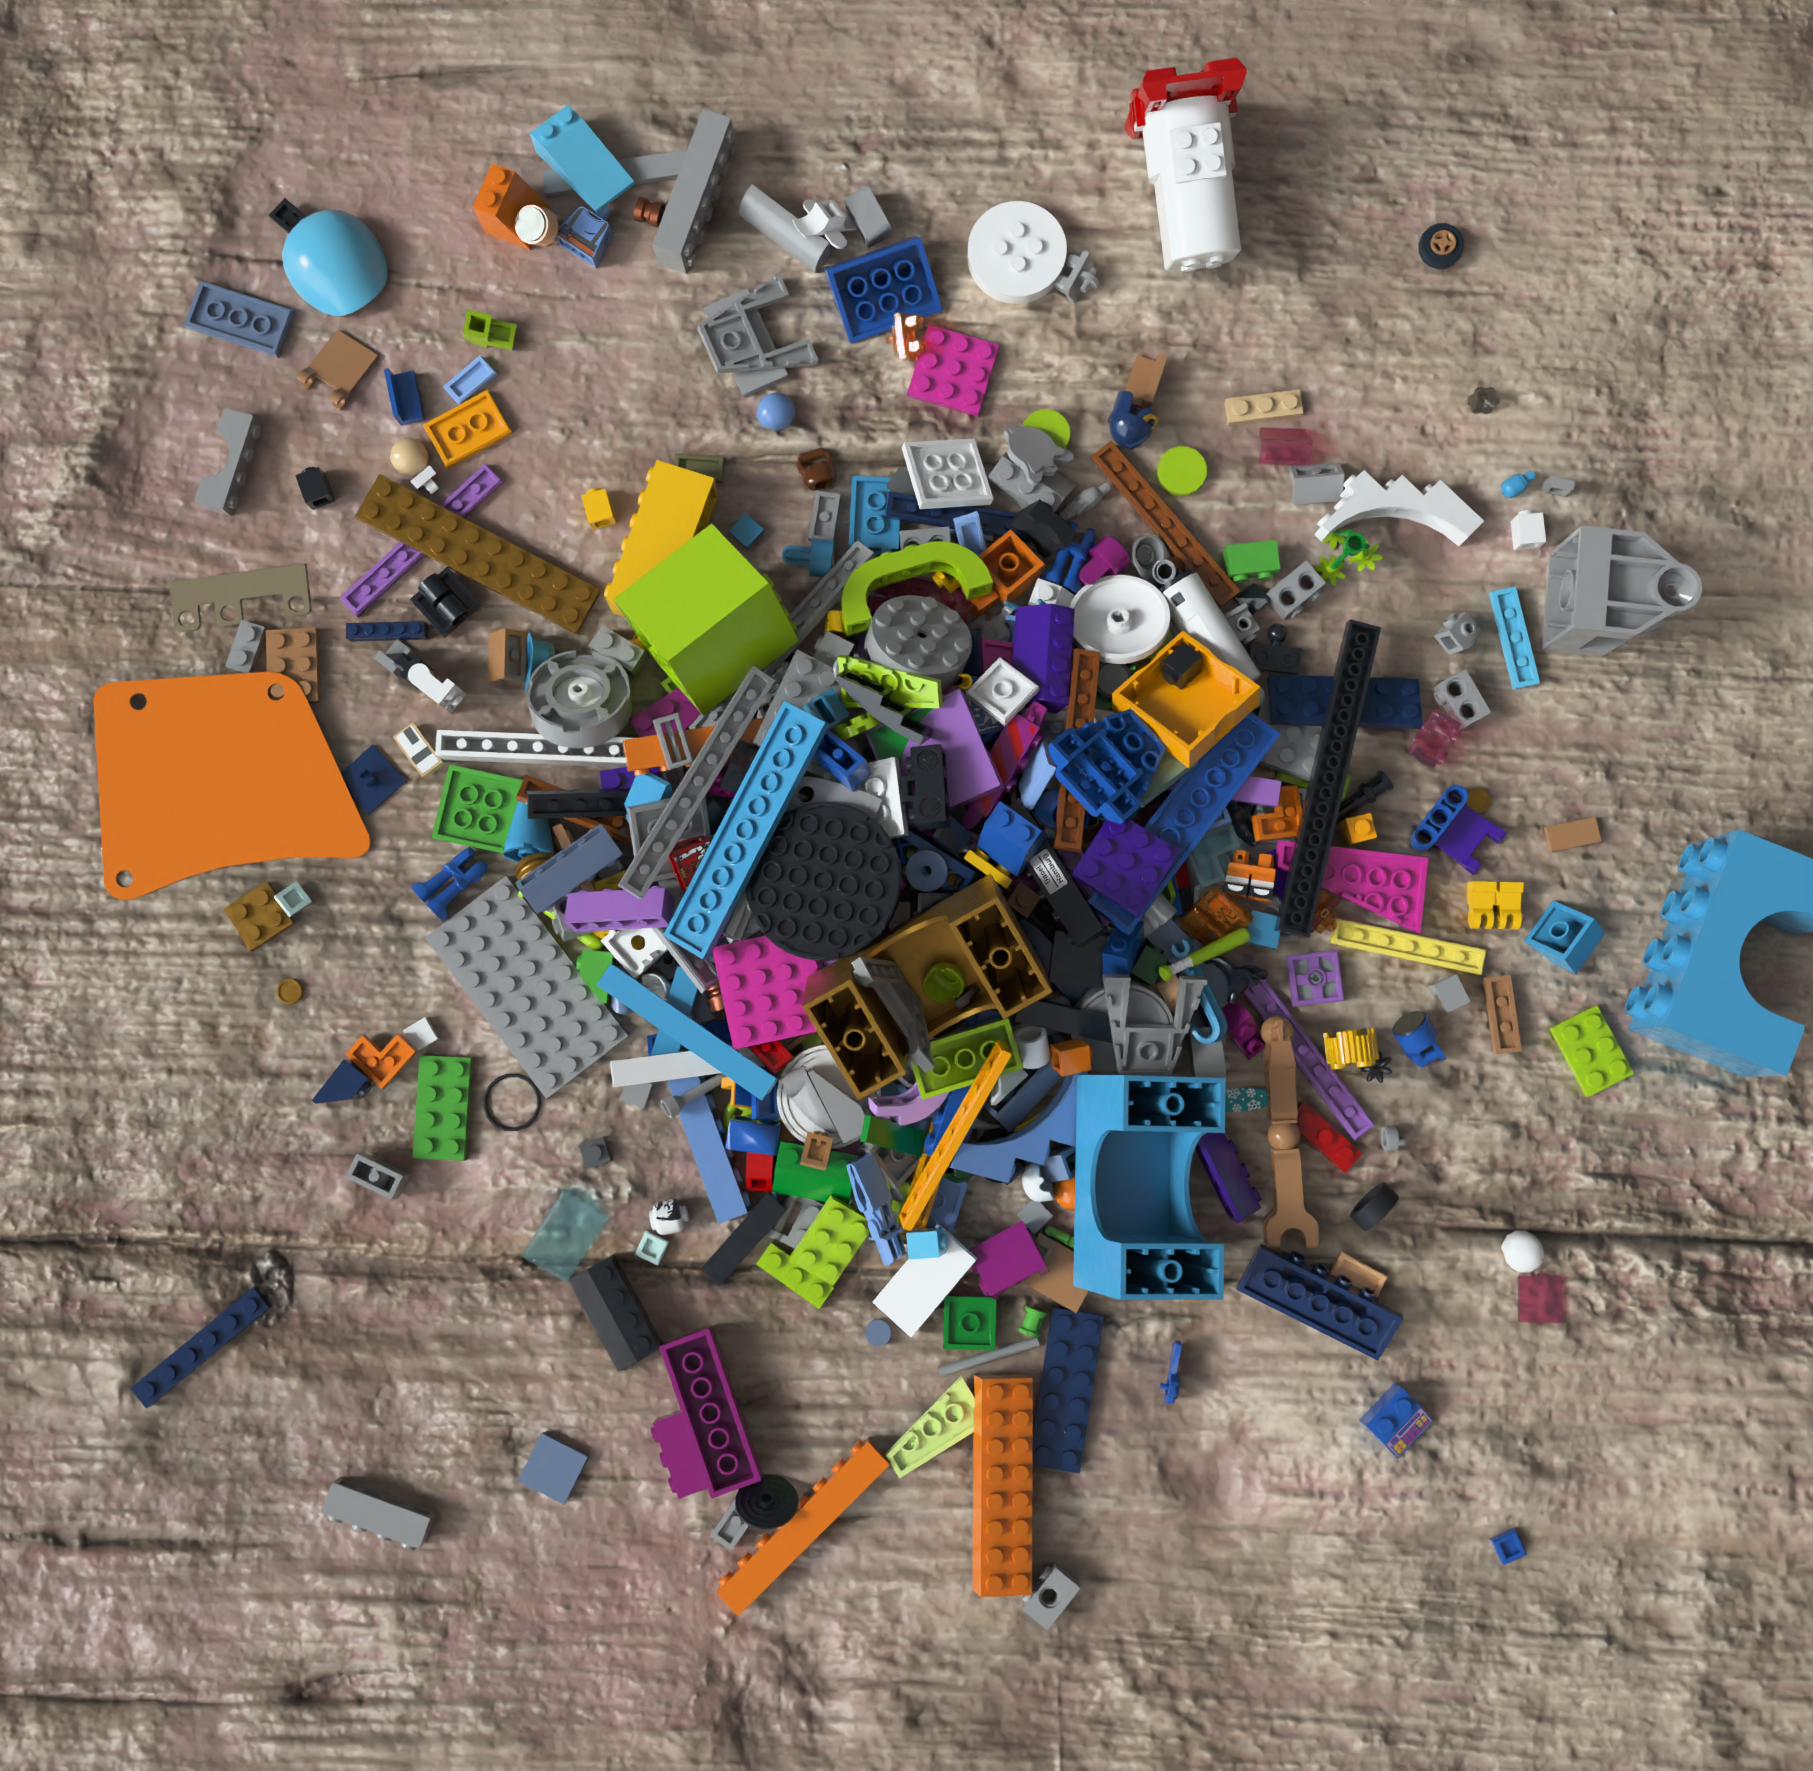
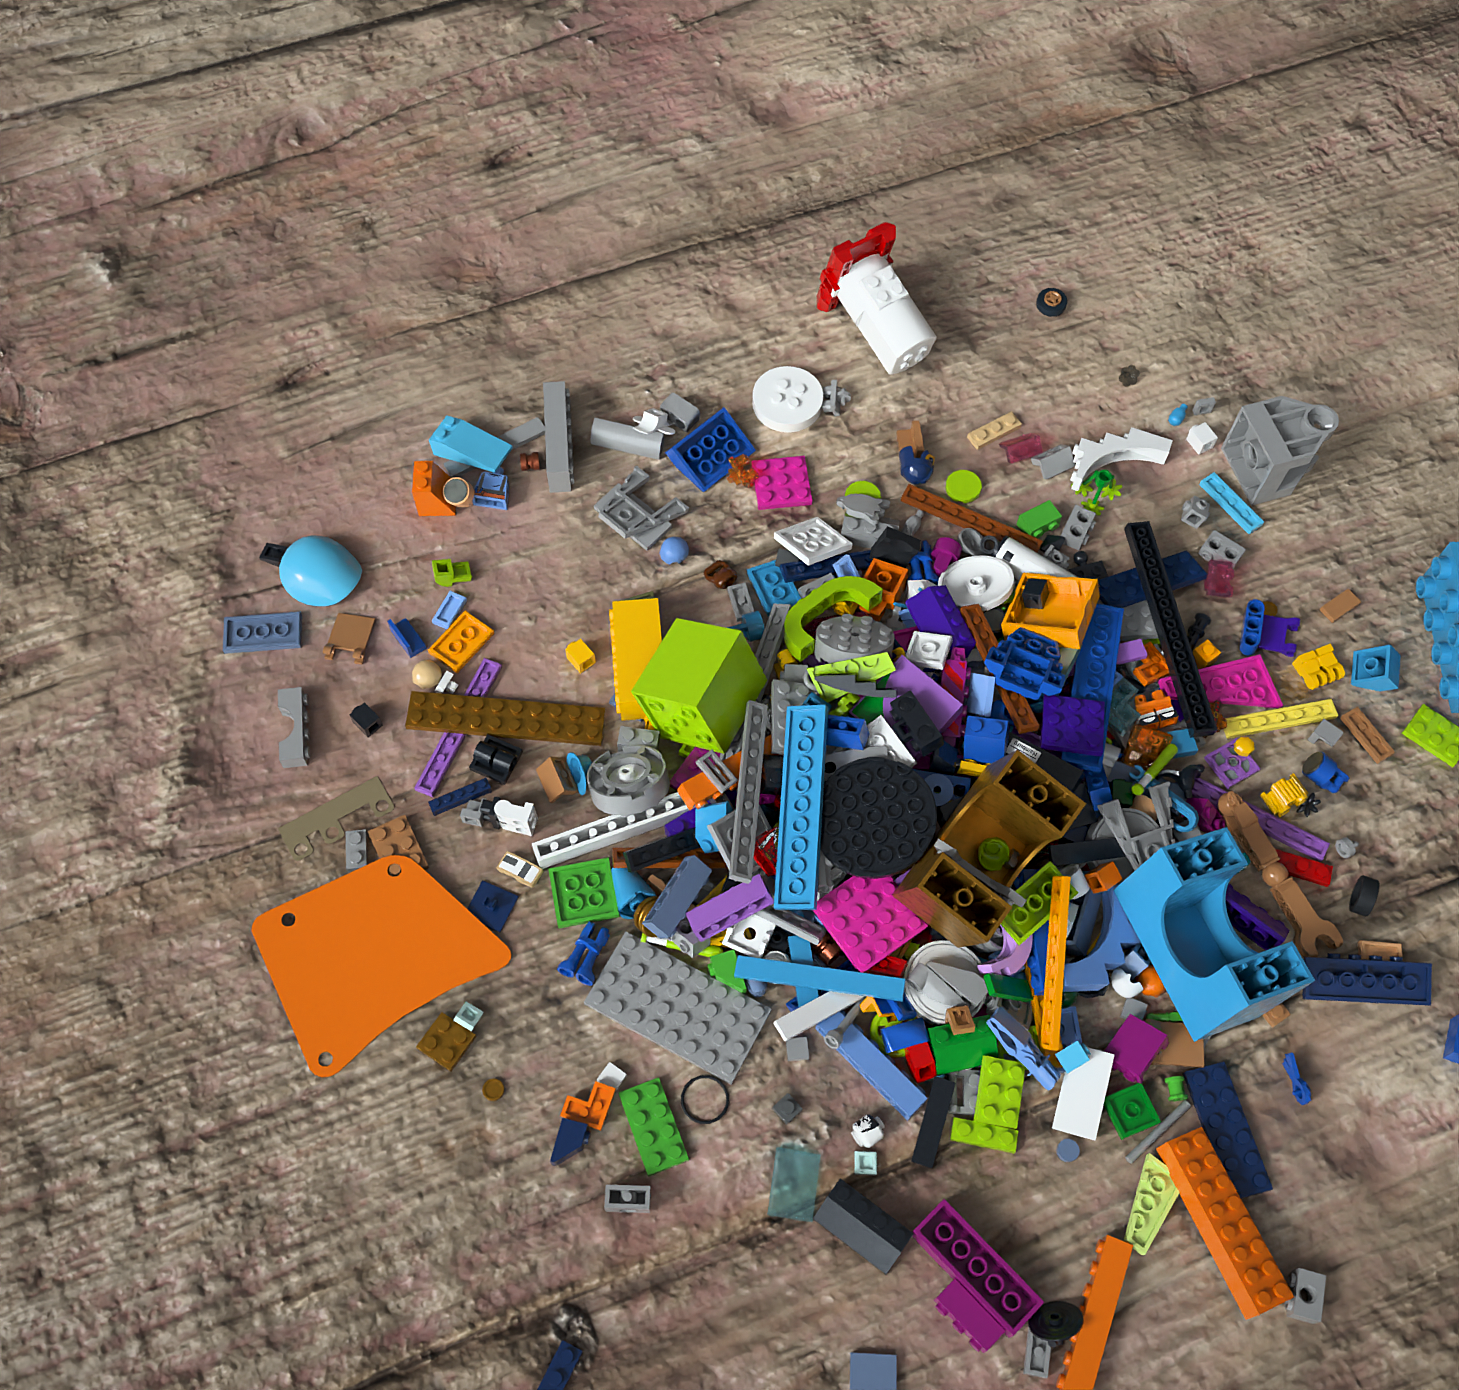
camera: 30 degrees left, 20 degrees down
(1338, 966) = (1244, 746): none -> yellow tile

